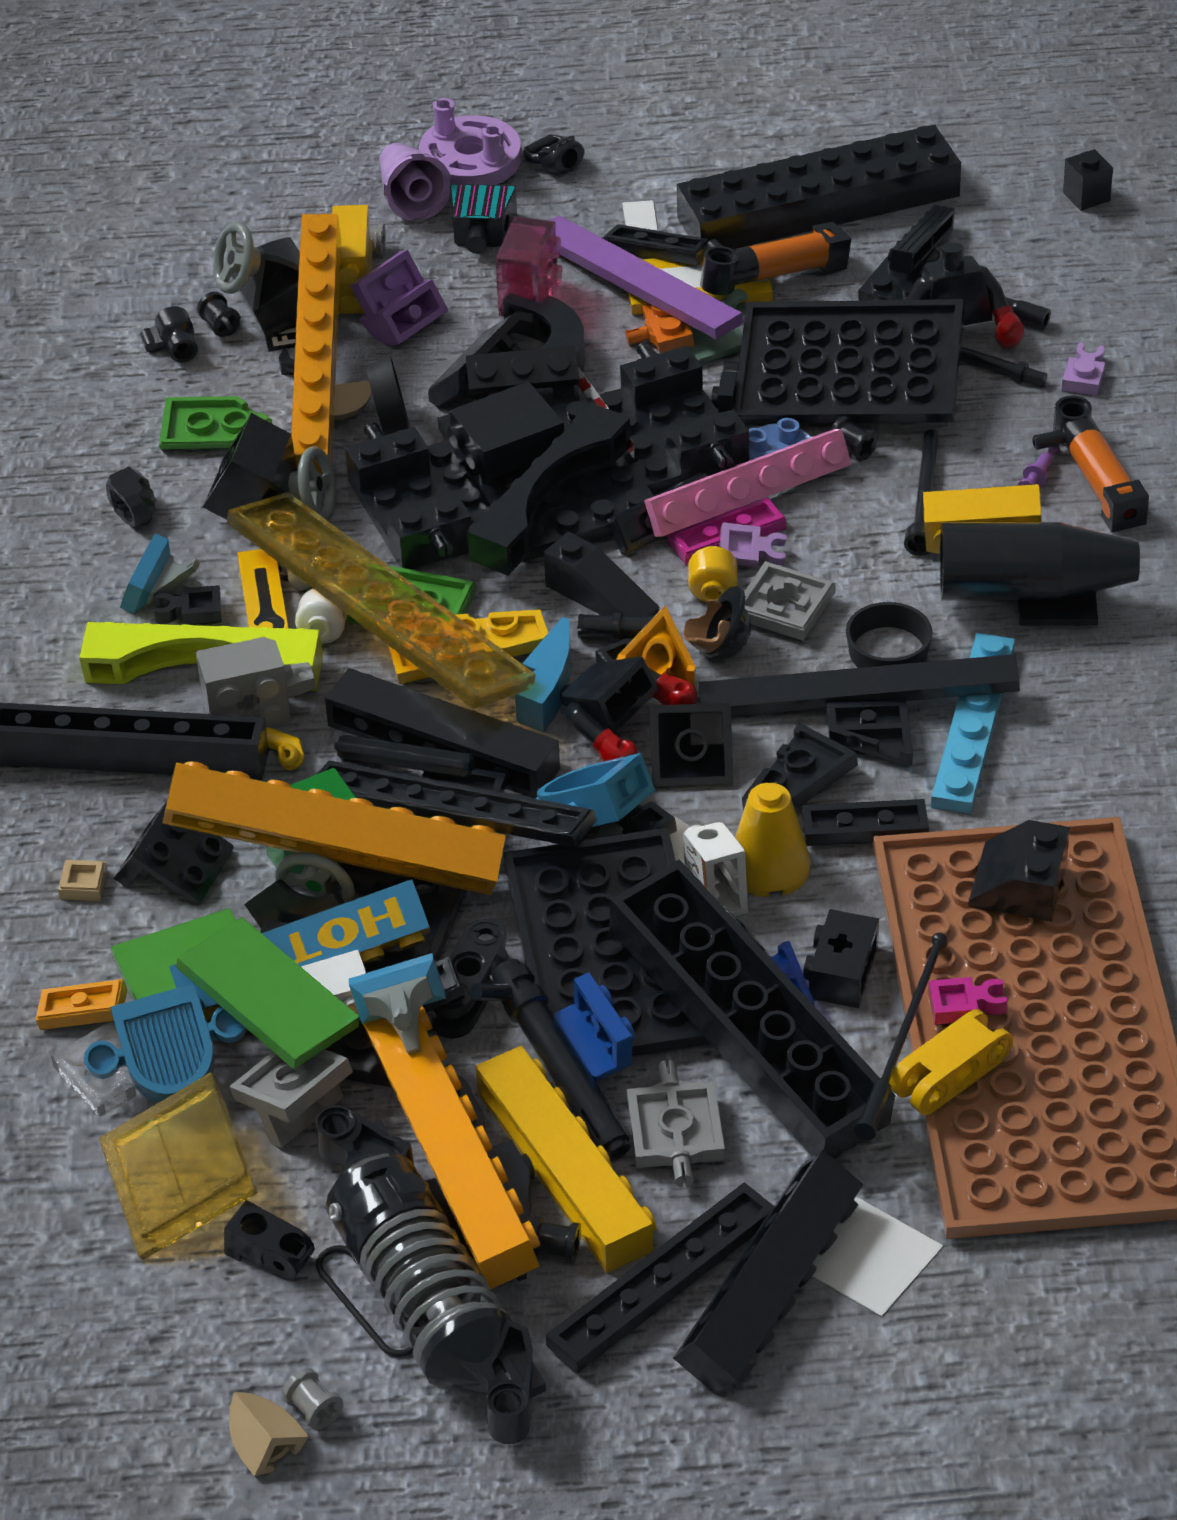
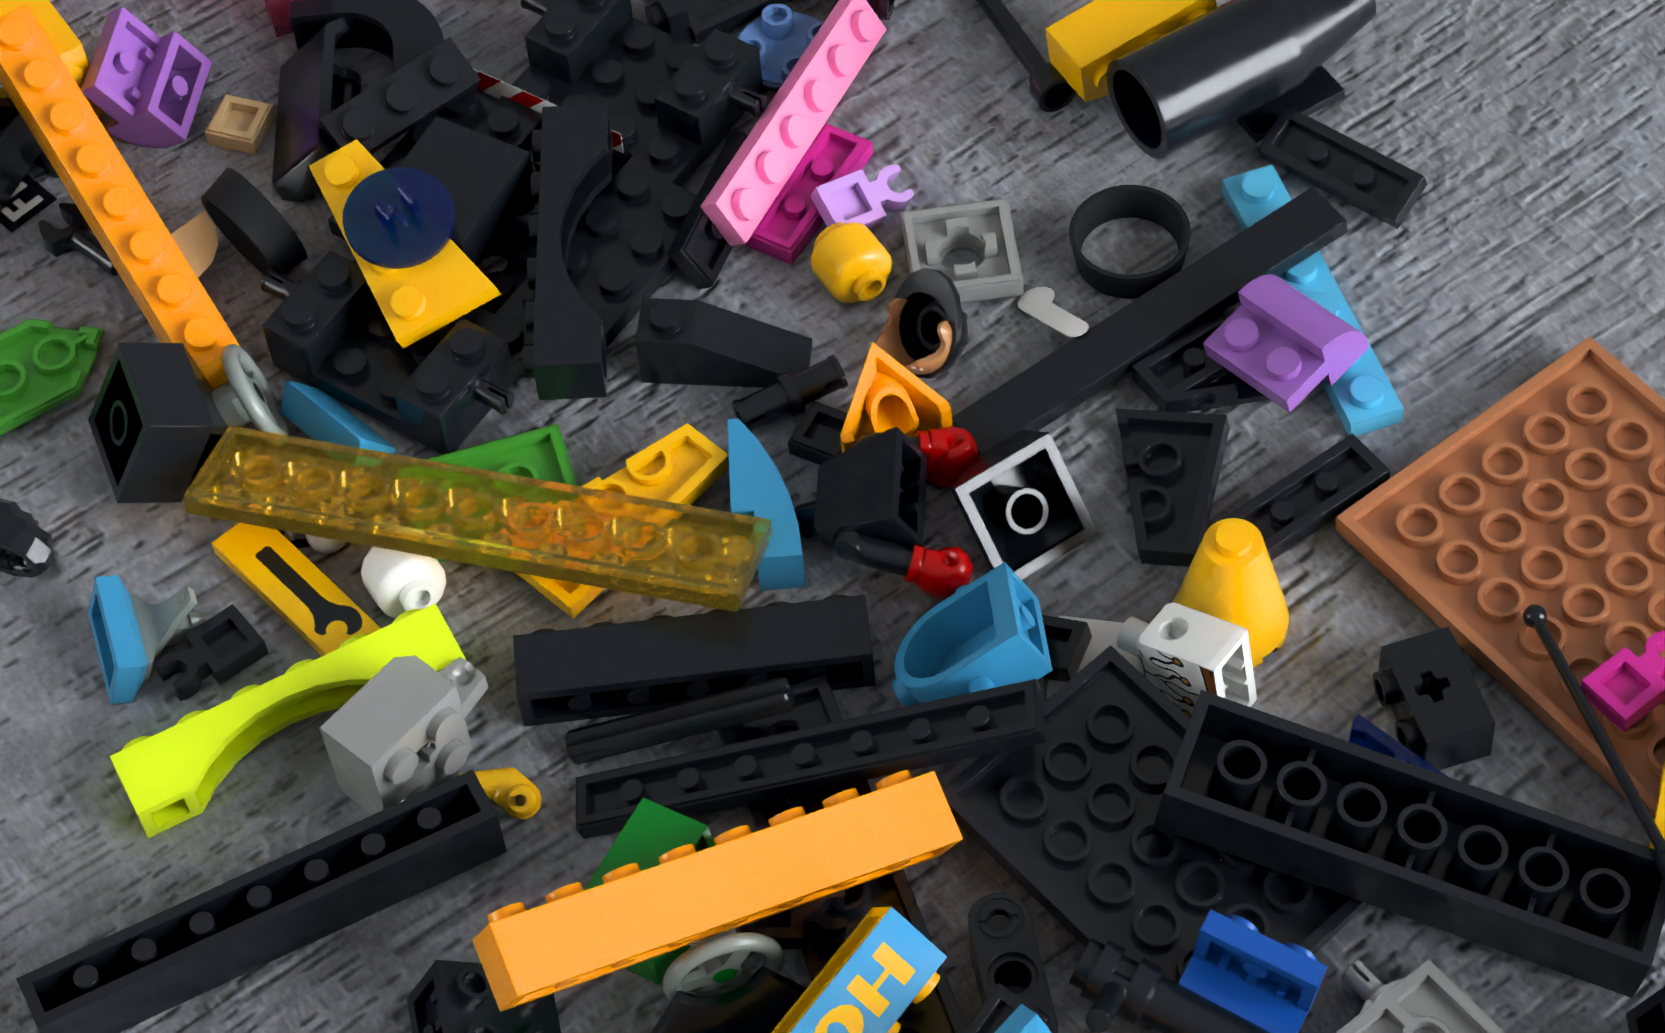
camera: 30 degrees left, 10 degrees up
(352, 519) = (328, 420): none -> dark azure slope
(437, 350) = (240, 124): none -> tan tile
(447, 438) = (411, 298): none -> yellow wing
(454, 418) = (398, 217): none -> clear blue piece
(807, 655) = (1039, 305): none -> white sticker
(924, 727) = (1284, 342): none -> medium lavender brick
(1022, 870) = (1559, 470): black slope -> none
(1055, 659) = (1342, 167): none -> black plate

